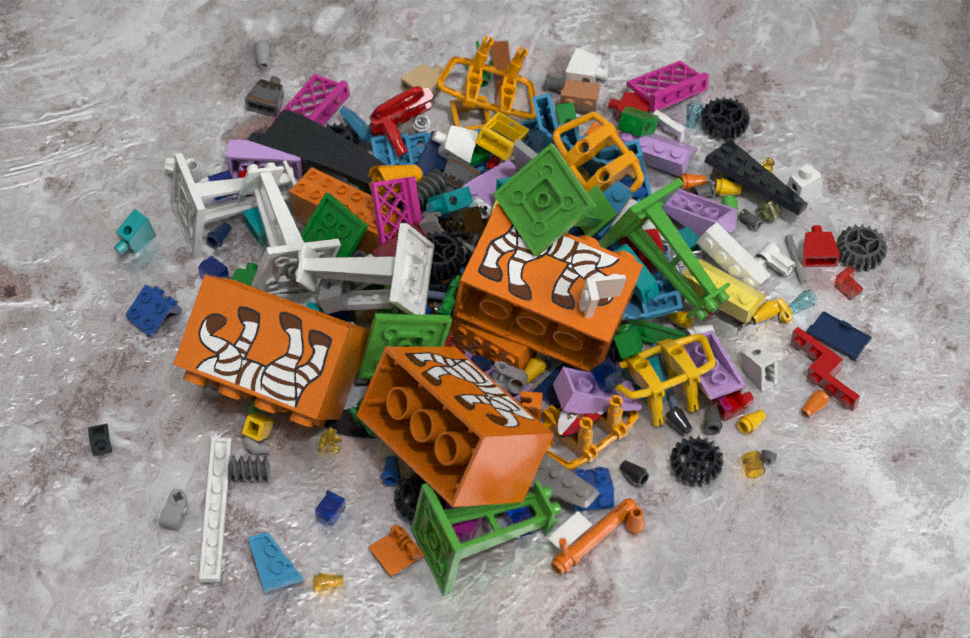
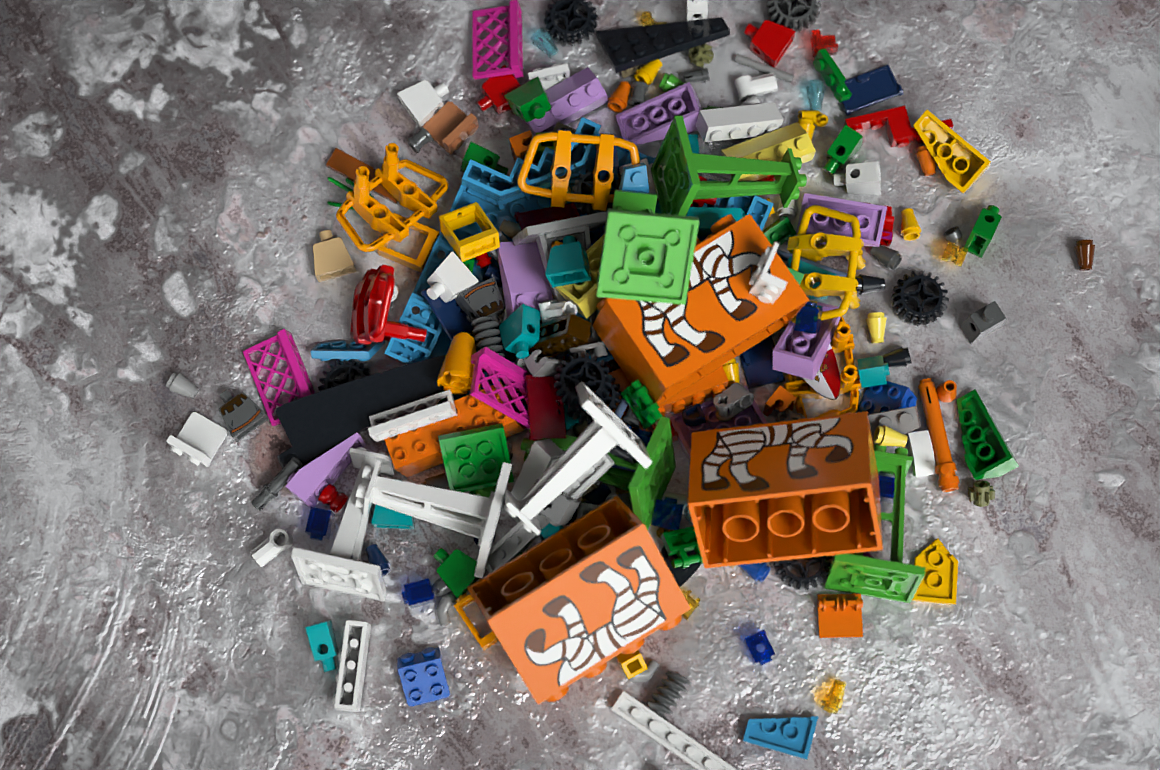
camera: 50 degrees left, 20 degrees up
(129, 260) = (352, 666): none -> white brick
(222, 142) = (271, 490): none -> dark grey pin
(228, 85) = (198, 439): none -> white bracket
(333, 174) = (414, 418): none -> white fence
(478, 599) = (940, 575): none -> yellow tile
(558, 486) = (889, 437): none -> light yellow cone
(569, 590) = (981, 493): none -> olive gear
(608, 458) = (872, 371): none -> teal brick
(613, 573) = (984, 445): none -> green wedge
(649, 445) = (876, 325): none -> light yellow cone
(714, 514) = (985, 321): none -> dark grey torso
(773, 338) = (847, 143): none -> green torso
(787, 470) = (984, 227): none -> green torso
(825, 301) = (832, 75): none -> green hinge
(830, 416) = (954, 156): none -> yellow wedge
(832, 555) = (1085, 254): none -> reddish brown cone

